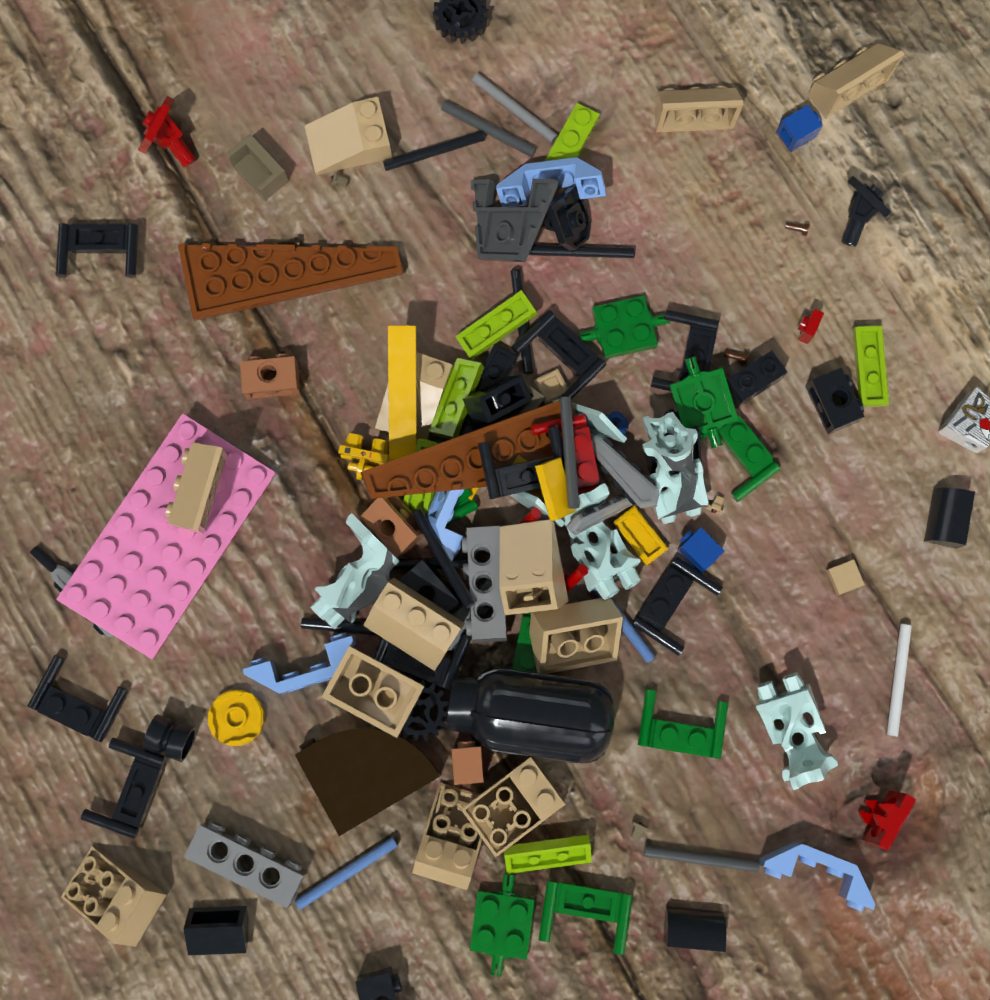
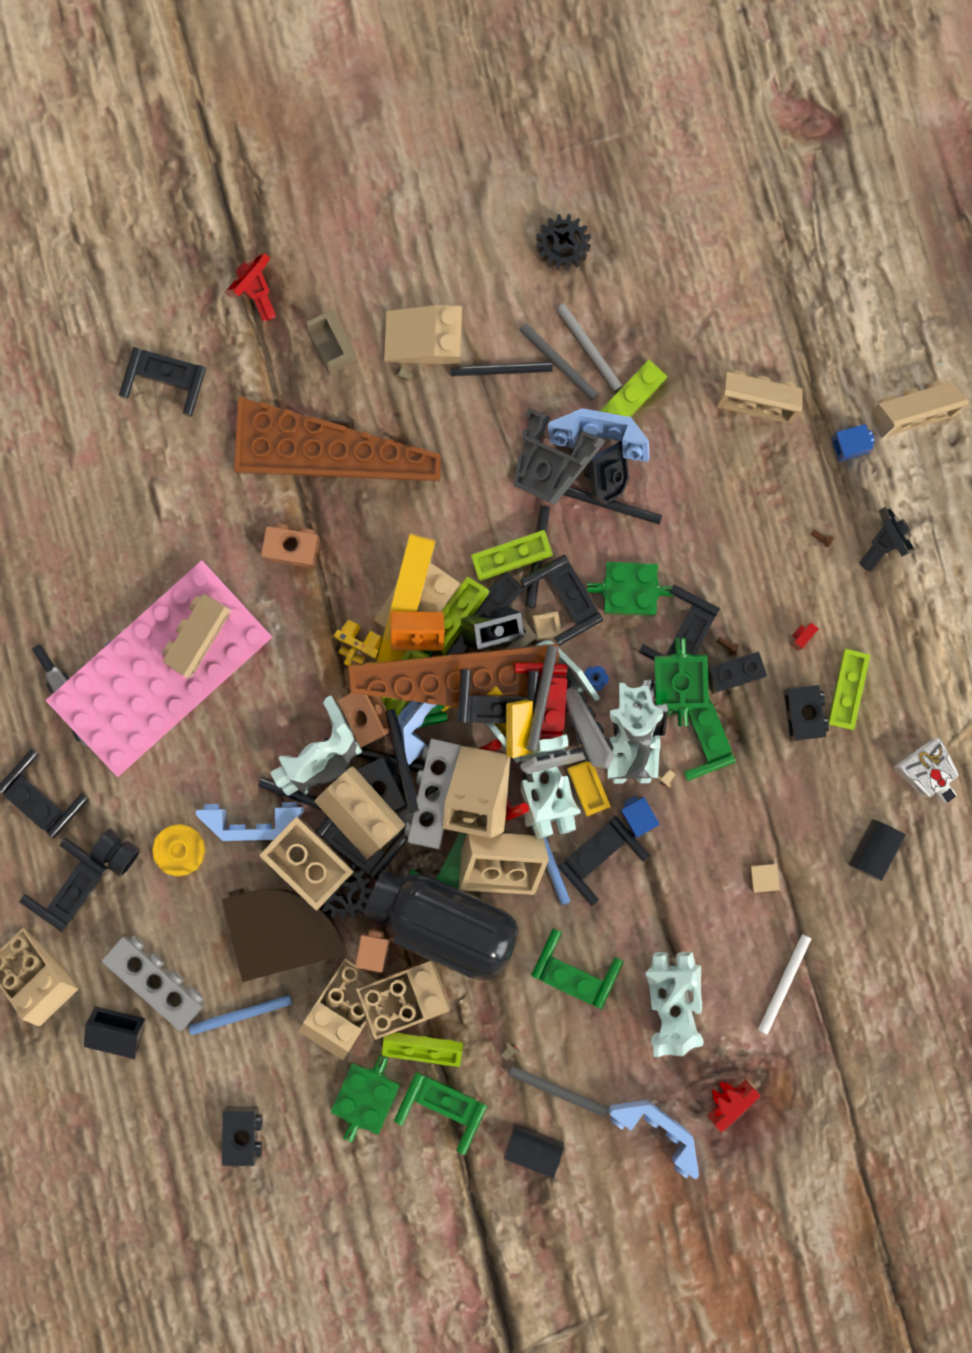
camera: 15 degrees right, 5 degrees up
(422, 422) = (417, 631): none -> orange hinge

